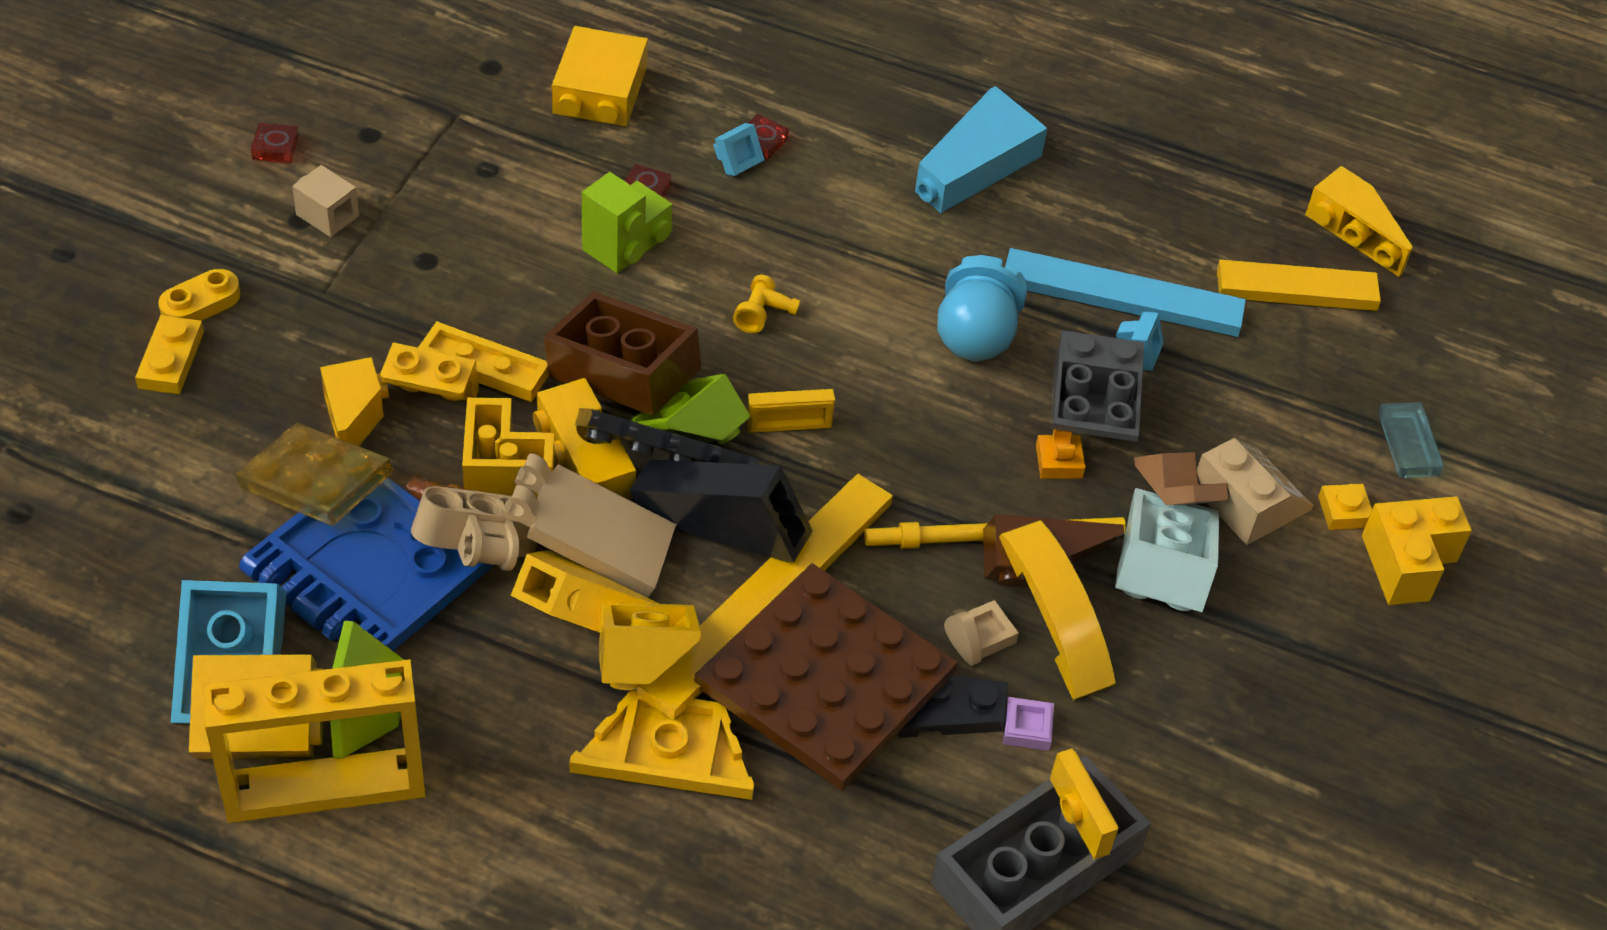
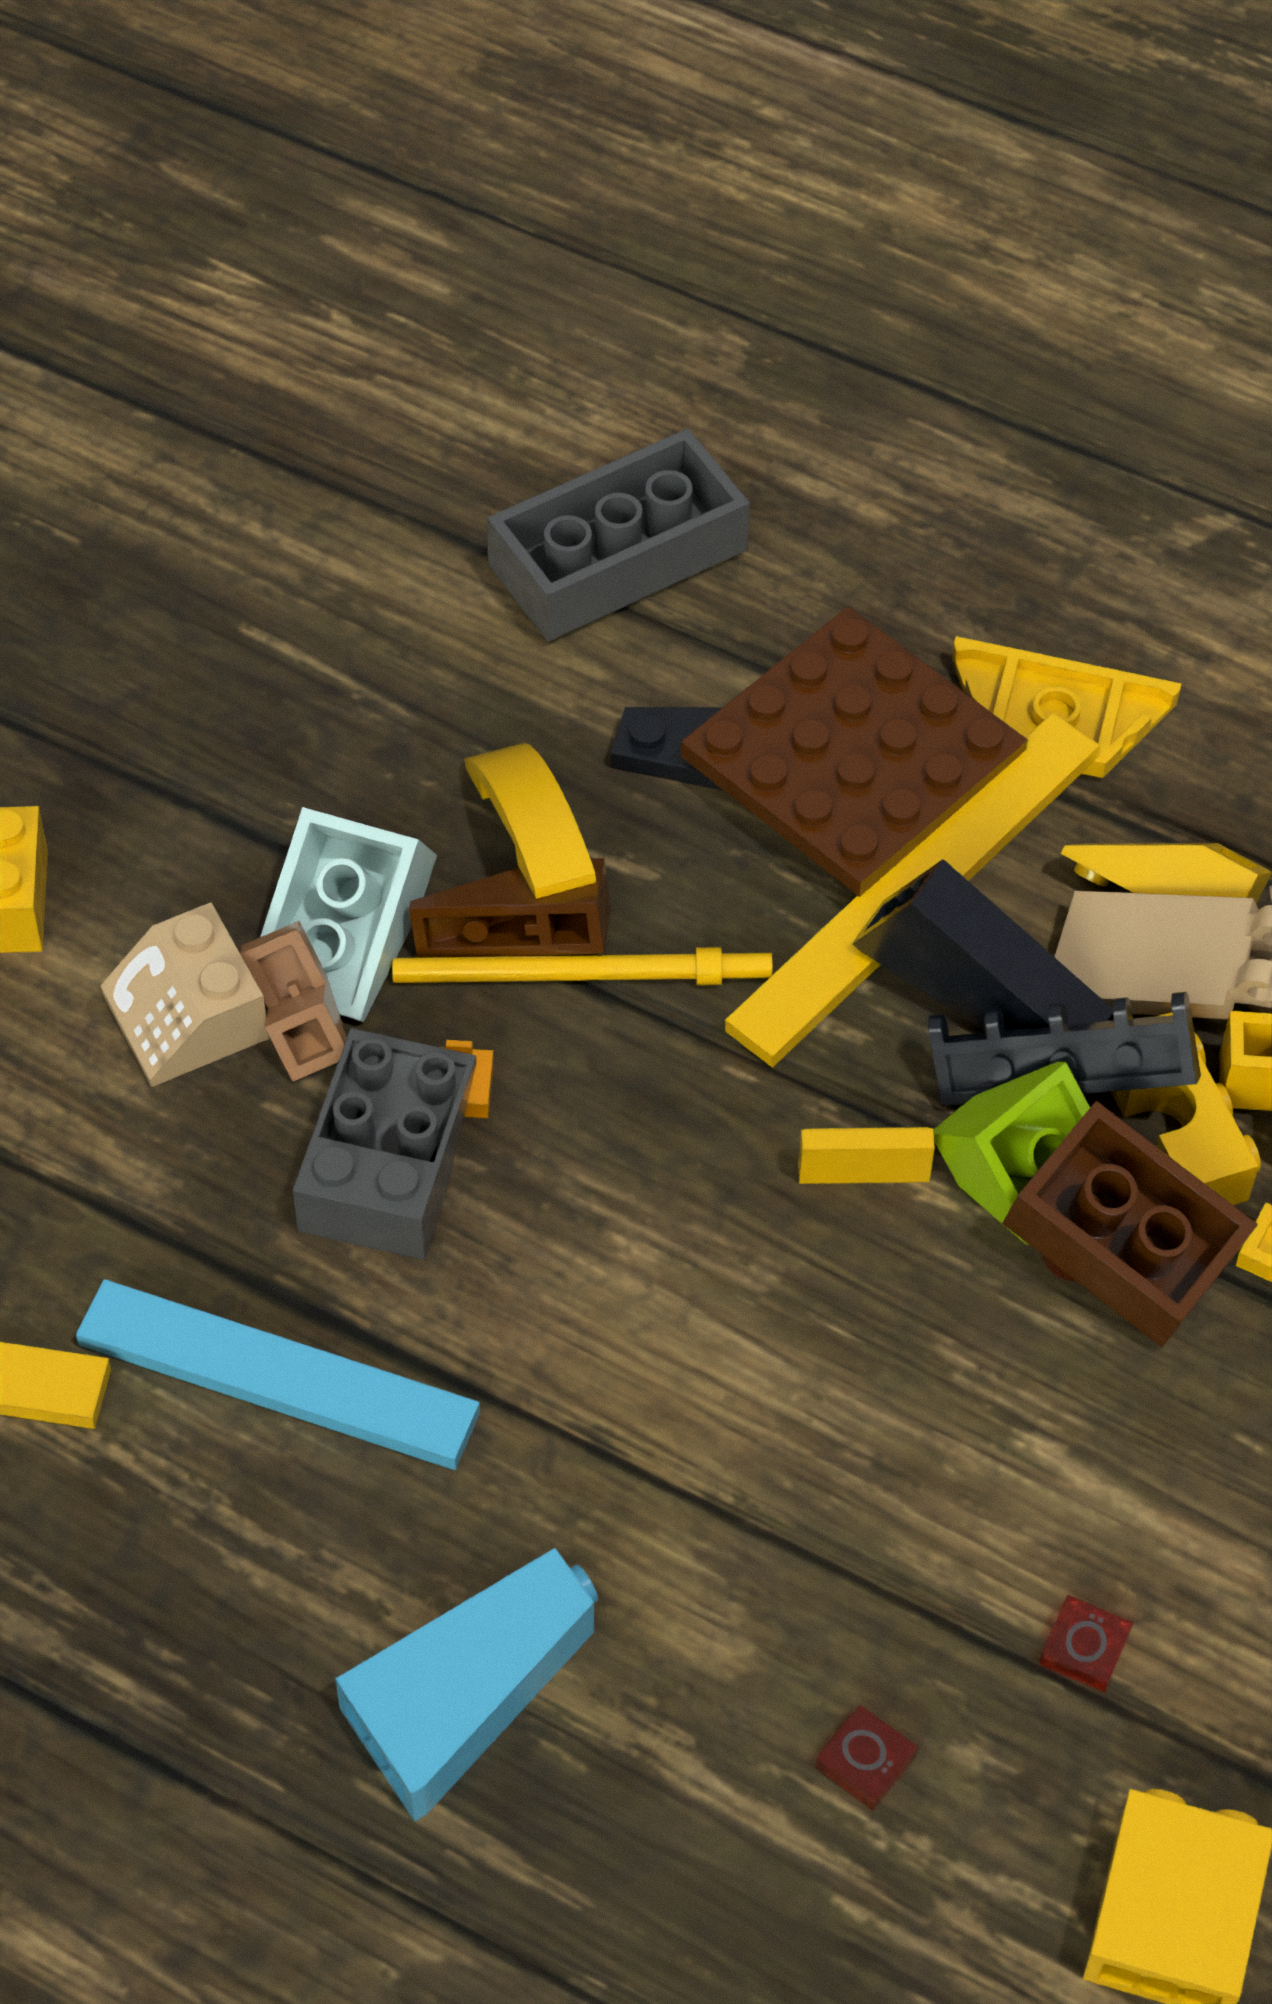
camera: 170 degrees left, 5 degrees up
(622, 221) = (1133, 1512): lime brick -> none
(643, 641) = (1089, 781): yellow slope -> none
(739, 149) = (915, 1699): medium azure tile -> none
(751, 315) = (914, 1345): yellow piece -> none
(980, 308) = (541, 1289): medium azure tile -> none
(980, 632) = (633, 830): tan tile -> none
(1028, 723) = (590, 716): lavender tile -> none
(1083, 803) = (572, 509): yellow plate -> none
(1145, 330) = (281, 1255): medium azure tile -> none
(1345, 506) = (51, 980): yellow plate -> none

